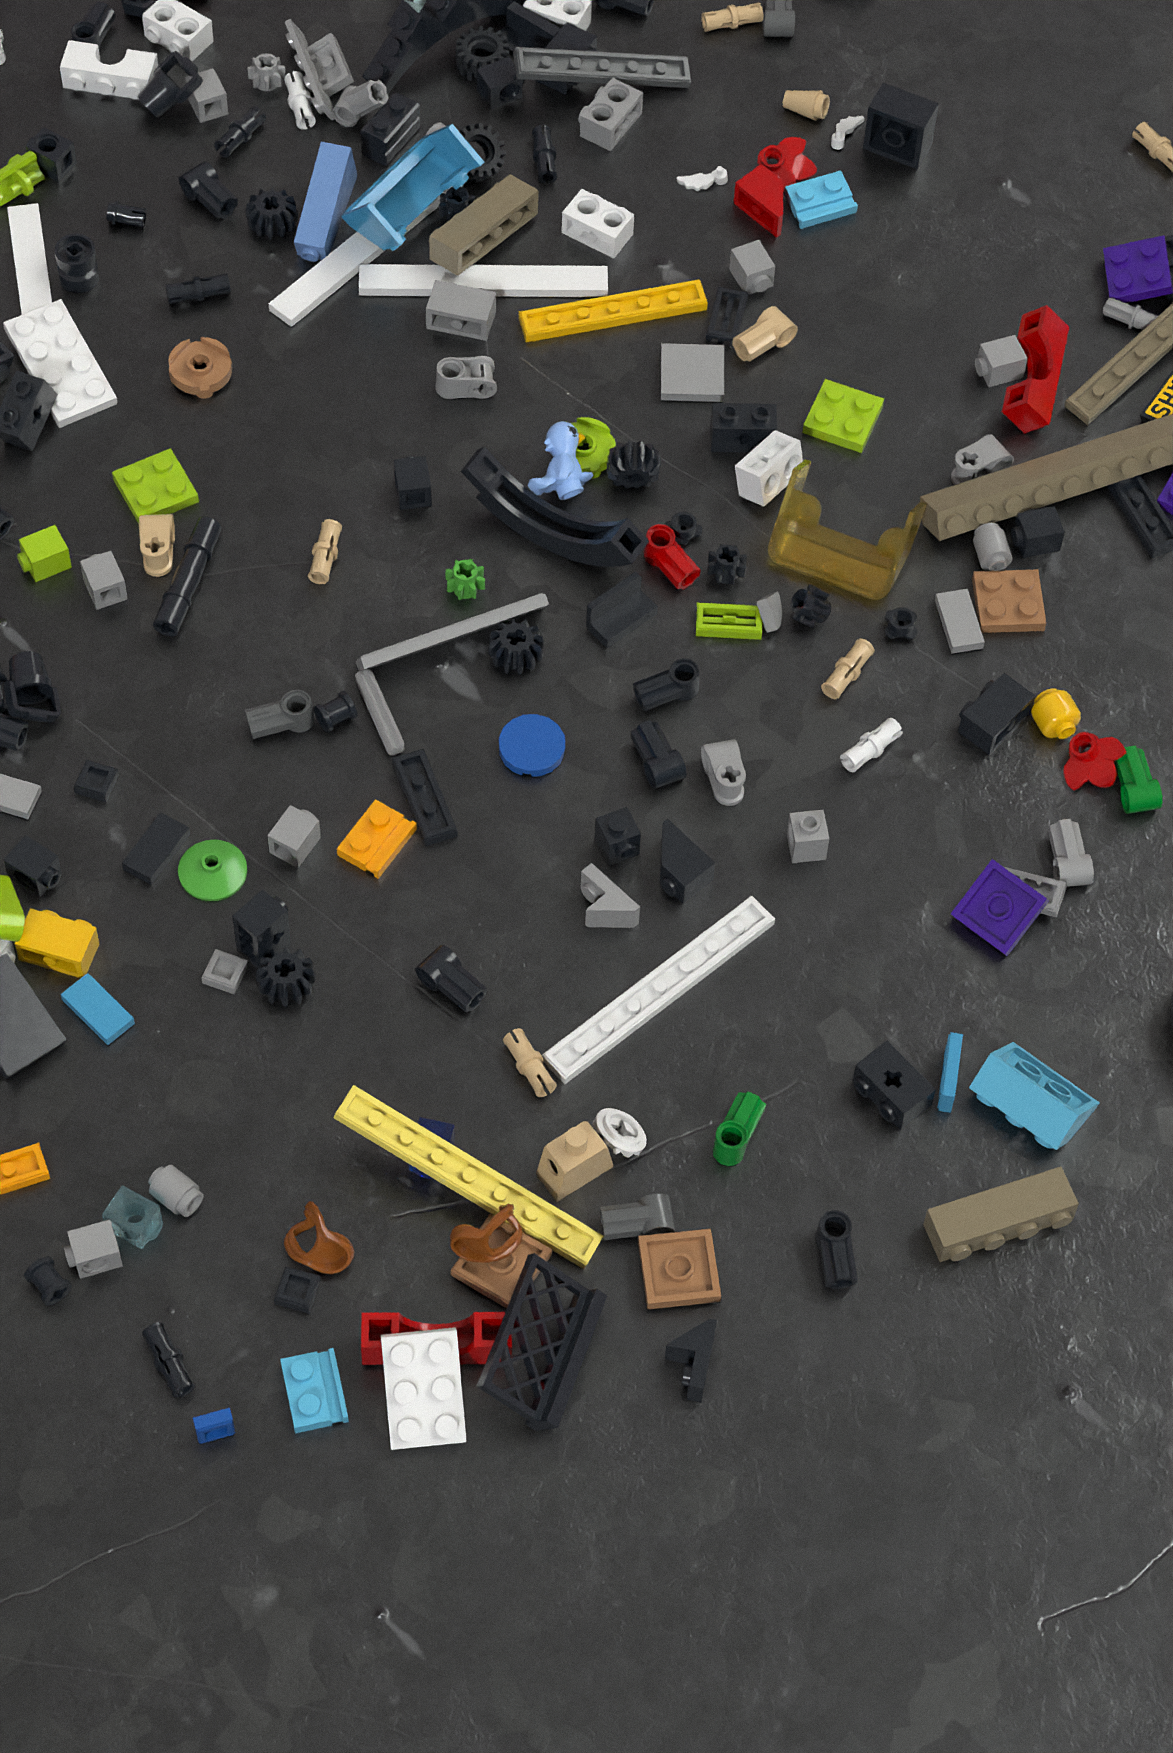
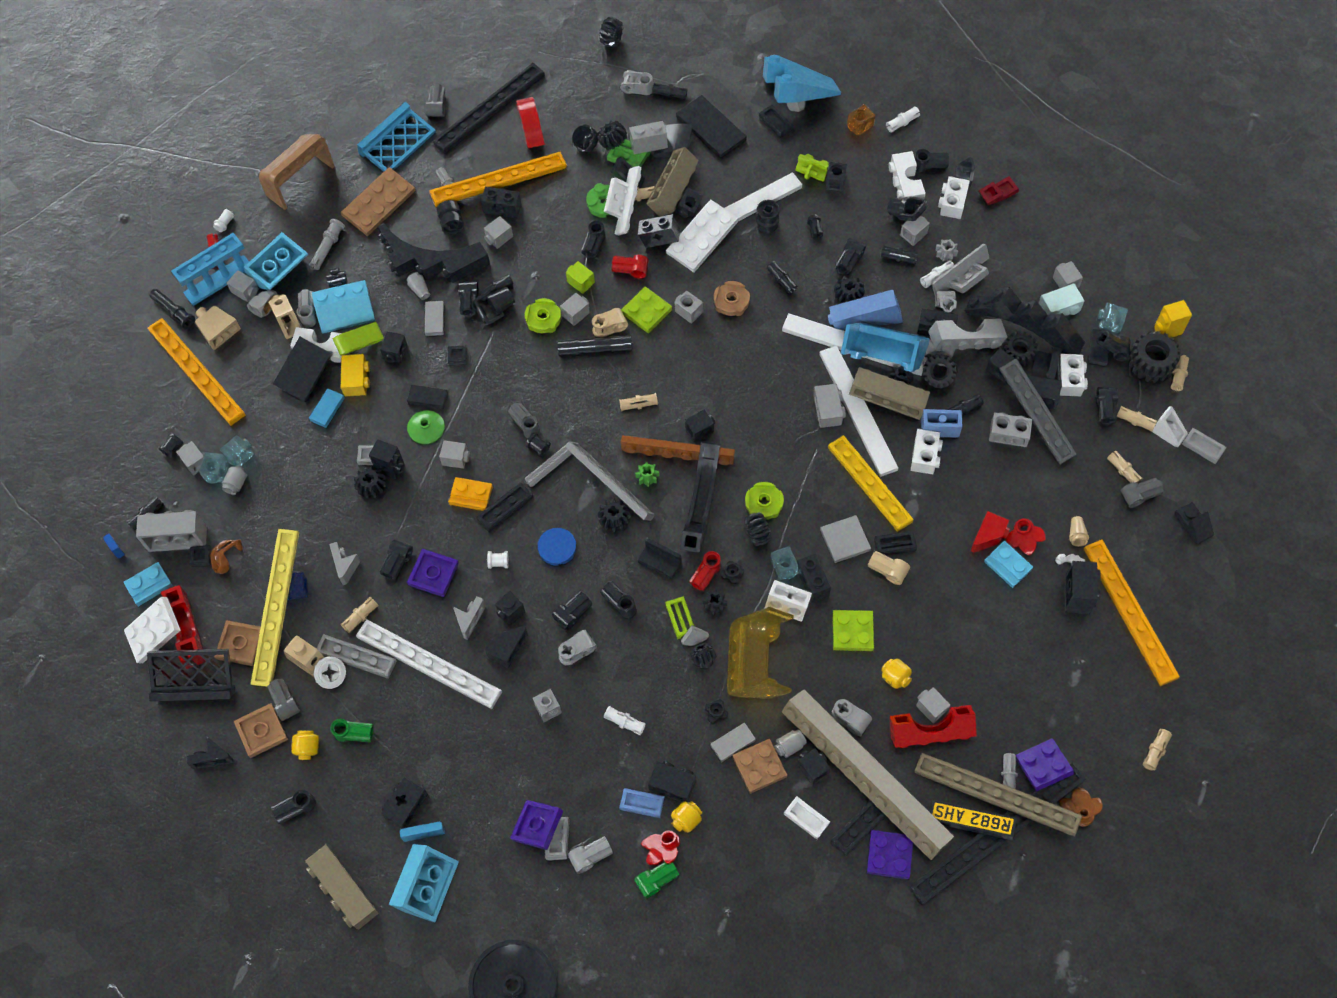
camera: 75 degrees right, 5 degrees up
(63, 473) = (635, 266): none -> red piece
(92, 647) = (546, 324): none -> lime plate
(117, 1168) = (237, 451): none -> clear light blue brick
(185, 425) = (693, 311): none -> light grey brick
(238, 1308) = (171, 530): none -> light grey brick
(430, 1062) = (344, 565): none -> light grey slope
(433, 538) = (671, 449): none -> dark orange plate
(442, 87) = (947, 335): none -> light grey arch
(463, 377) = (784, 428): light grey piece -> none
(473, 1244) = (237, 620): dark orange piece -> none
(500, 932) = (432, 572): none -> dark purple plate
(520, 832) = (498, 559): none -> white bush
(563, 182) = (943, 421): none -> medium blue brick
(564, 470) = (736, 495): light blue animal -> none
(603, 1086) = (357, 656): none -> light grey tile
(702, 181) = (989, 495): white piece -> none
(702, 455) = (781, 556): none -> clear light blue brick
(734, 1204) = (305, 744): none -> yellow head
(752, 267) = (934, 543): light grey brick -> none
(847, 668) = (672, 691): tan pin -> none
(937, 383) = (896, 673): none -> yellow head
(961, 97) = (1132, 613): none -> light orange tile
(1009, 767) = (642, 803): none -> medium blue tile
(1109, 571) = (806, 818): none -> white tile

